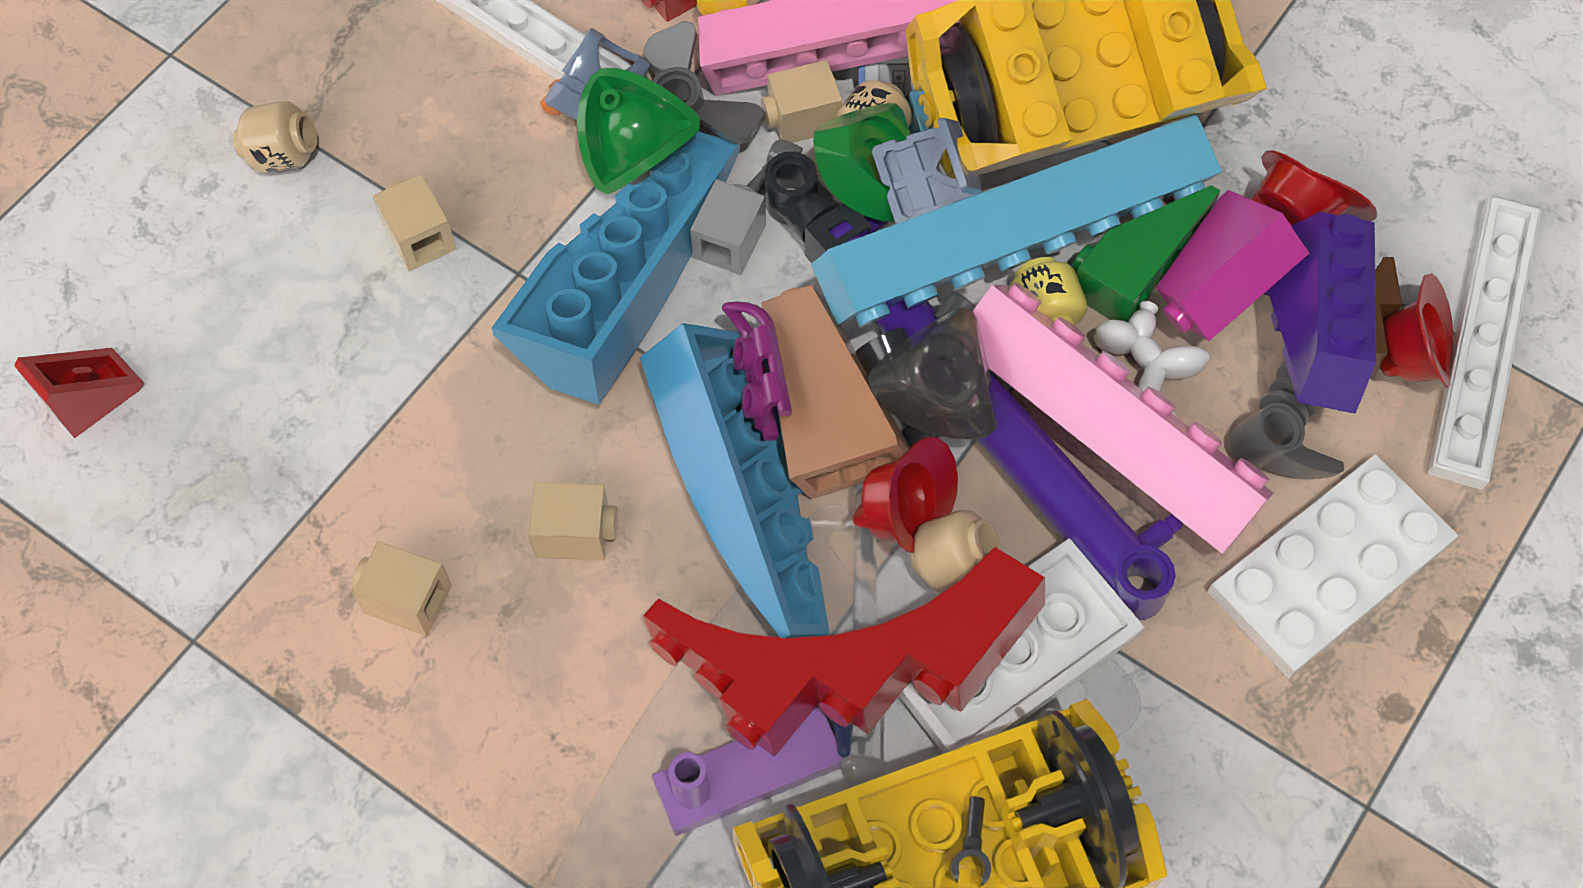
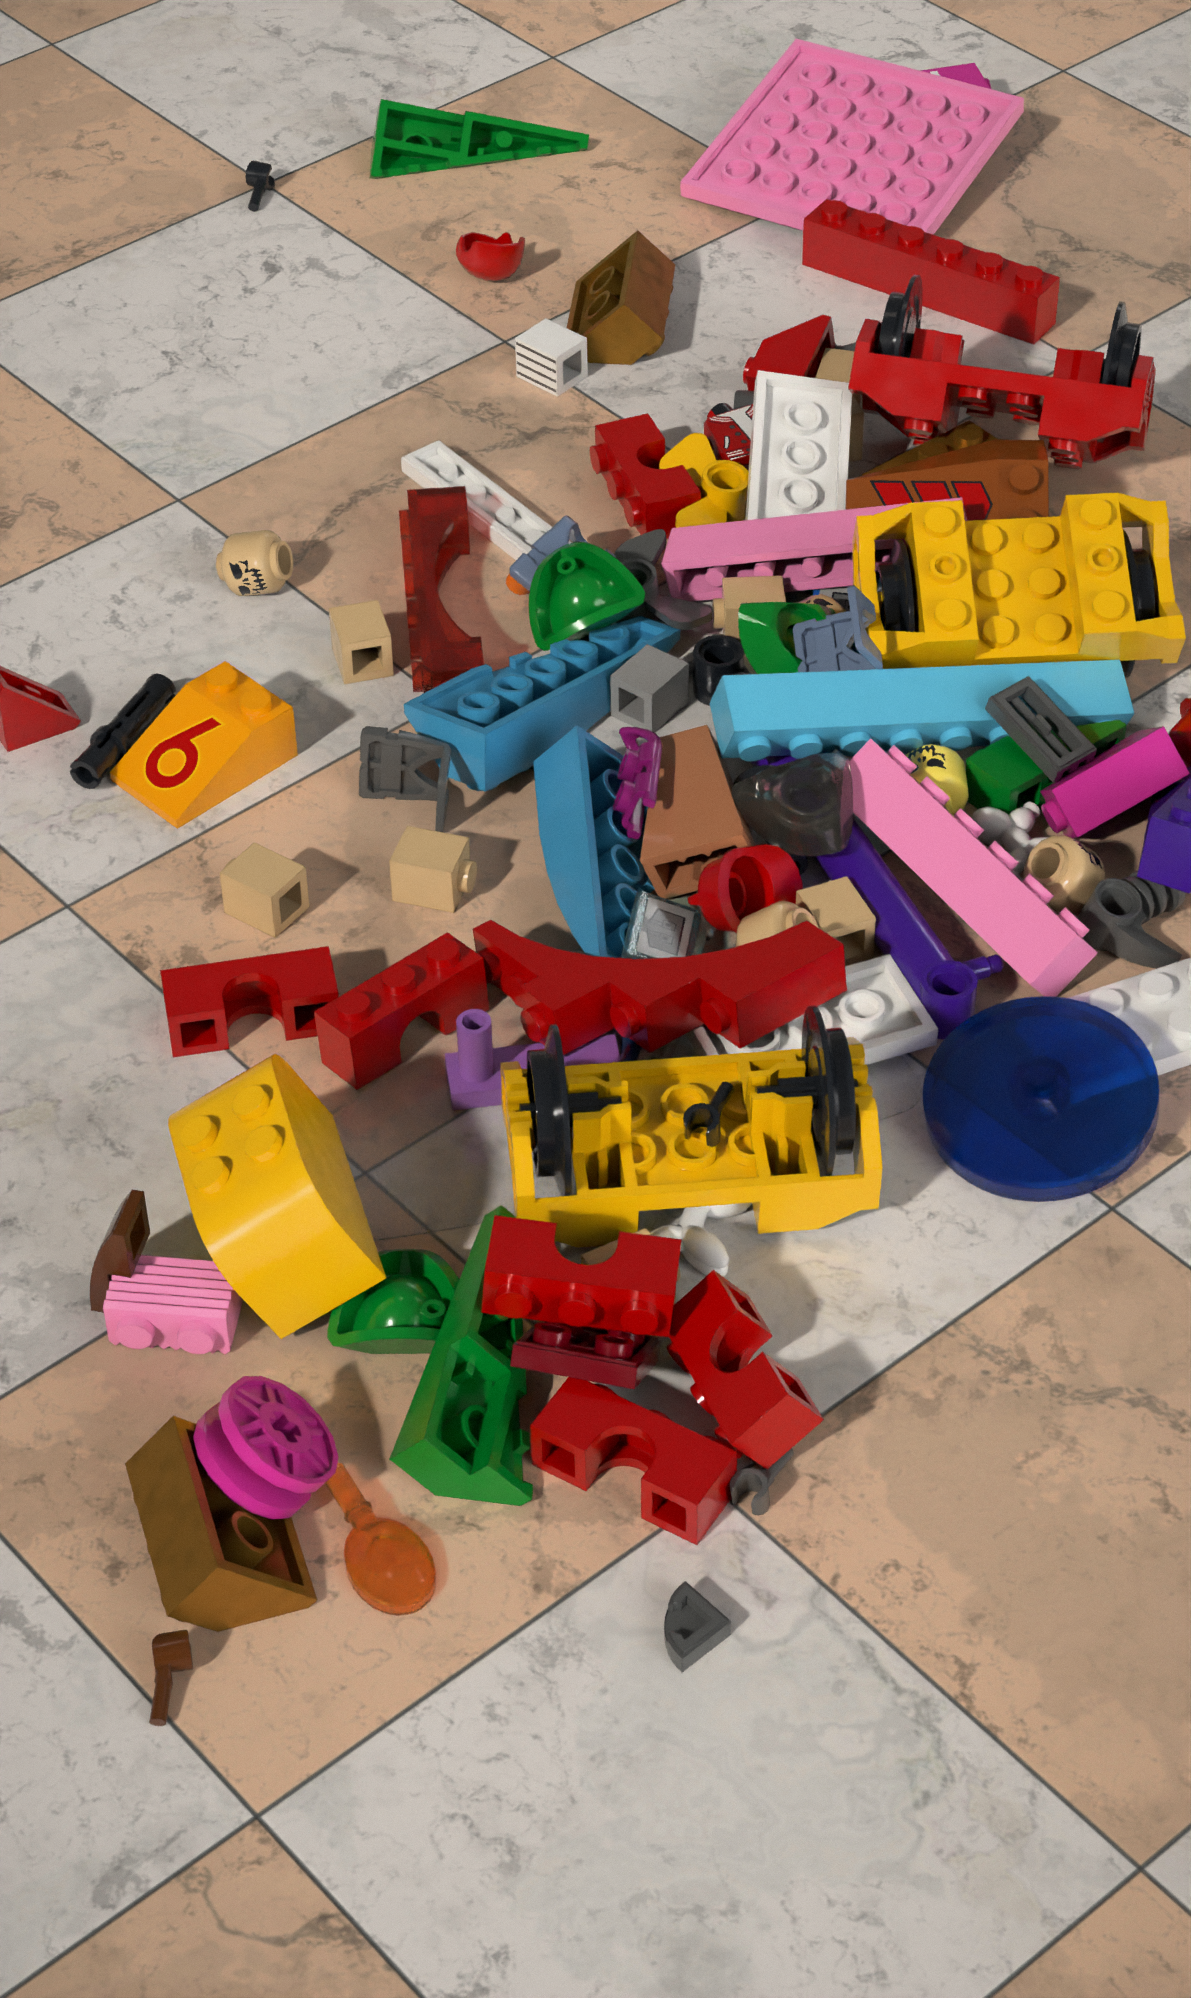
camera: 15 degrees right, 20 degrees down
(186, 412) = (113, 740): none -> black pin
(287, 400) = (207, 745): none -> light orange slope
(376, 761) = (211, 996): none -> red arch
(456, 57) = (432, 538): none -> clear red arch
(504, 393) = (392, 764): none -> dark grey piece
(567, 759) = (365, 1026): none -> red arch
(836, 574) = (660, 928): none -> slope
(1004, 499) = (842, 915): none -> tan brick
(1141, 229) = (1033, 731): none -> dark grey tile
(1195, 399) = (1066, 871): none -> tan head
(1273, 698) = (1041, 1099): none -> clear blue dish

